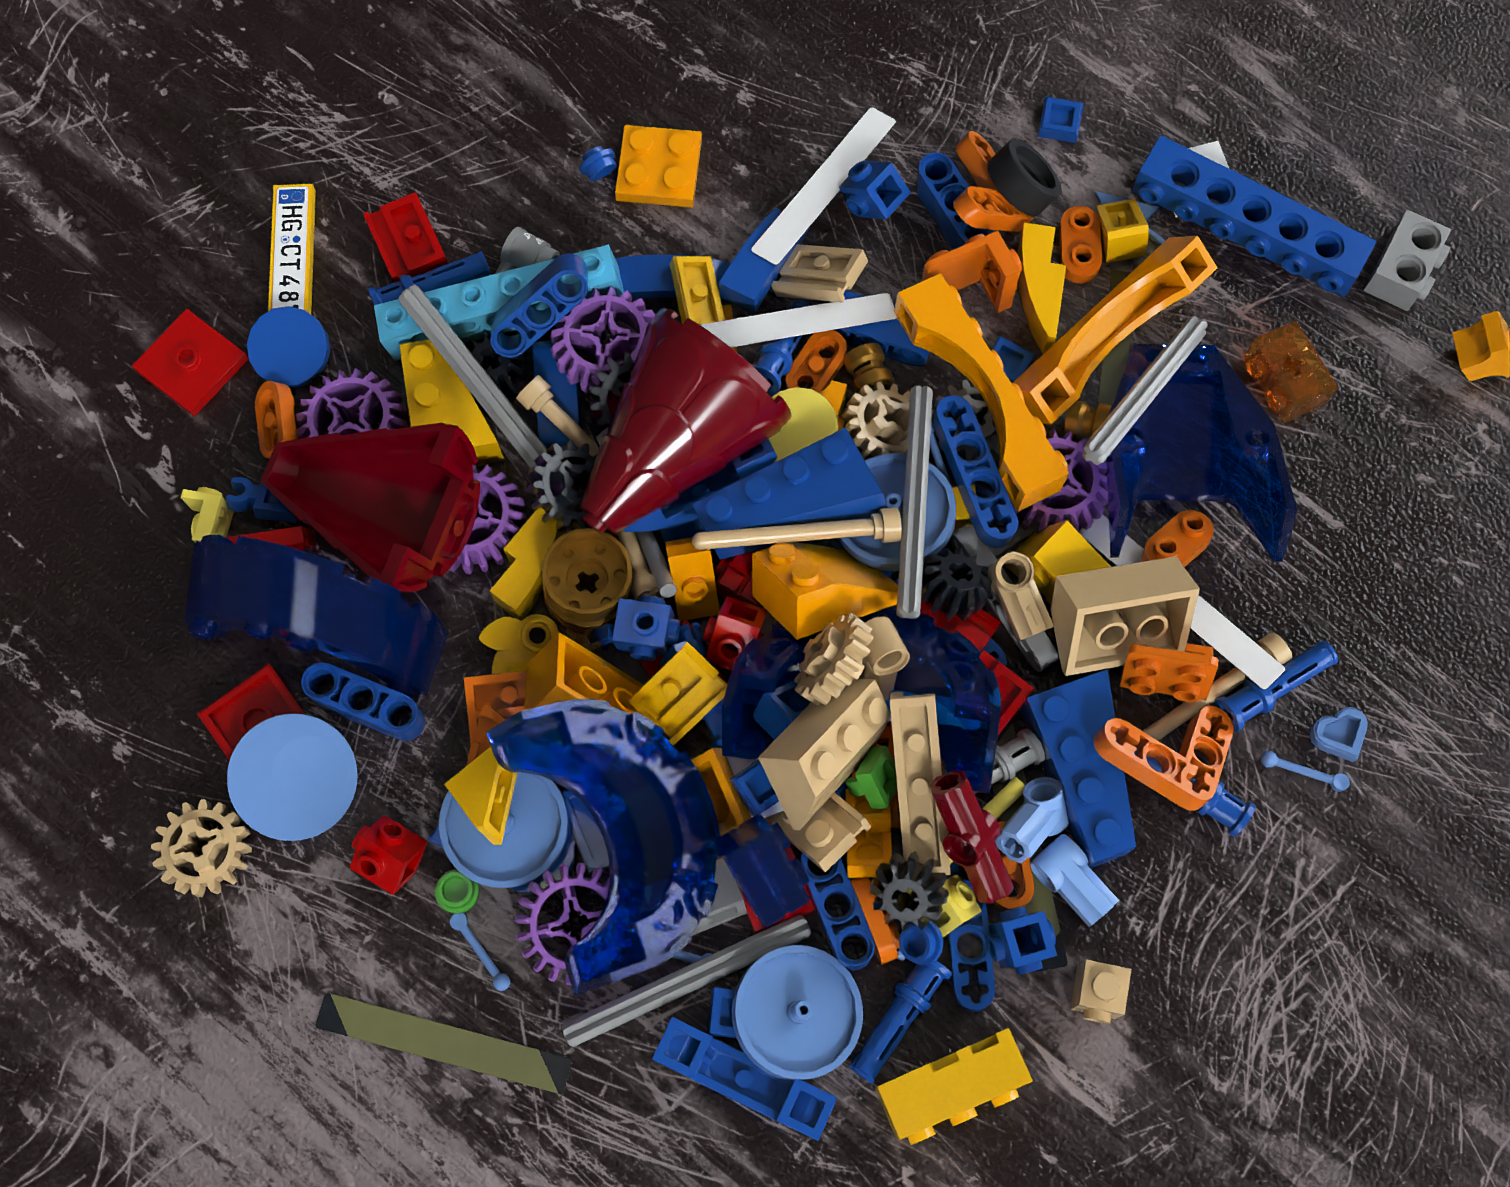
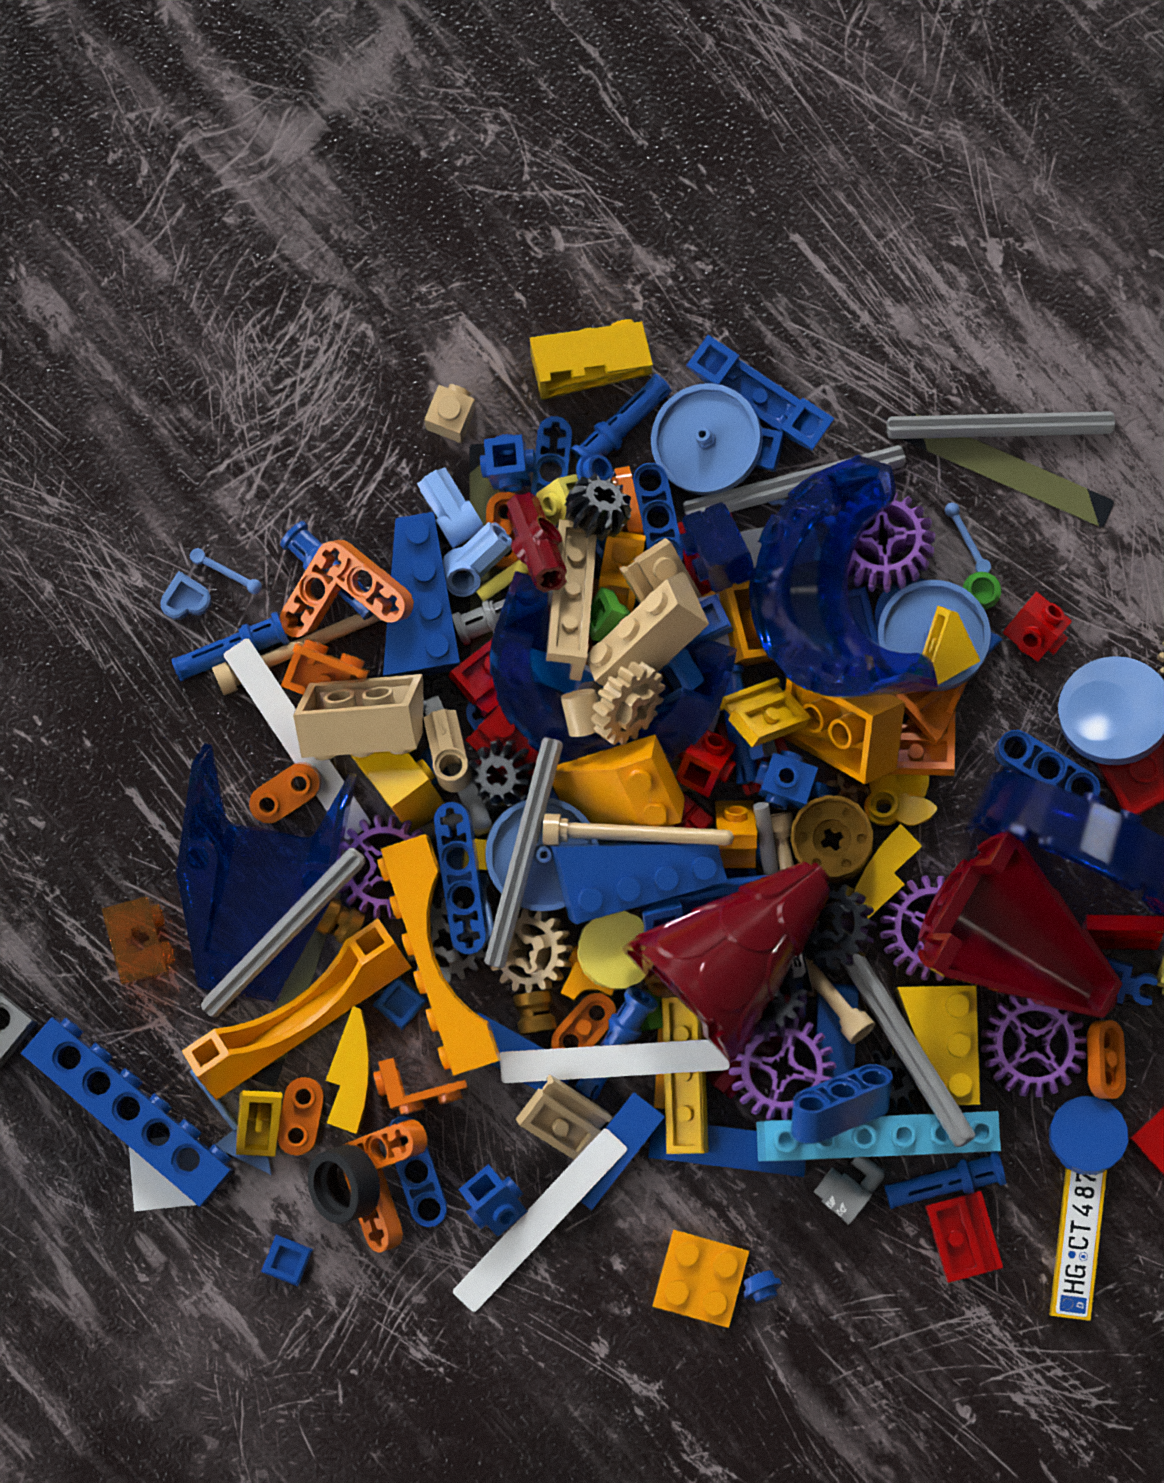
camera: 170 degrees left, 10 degrees up
(454, 1093) = (1000, 425): none -> light grey axle

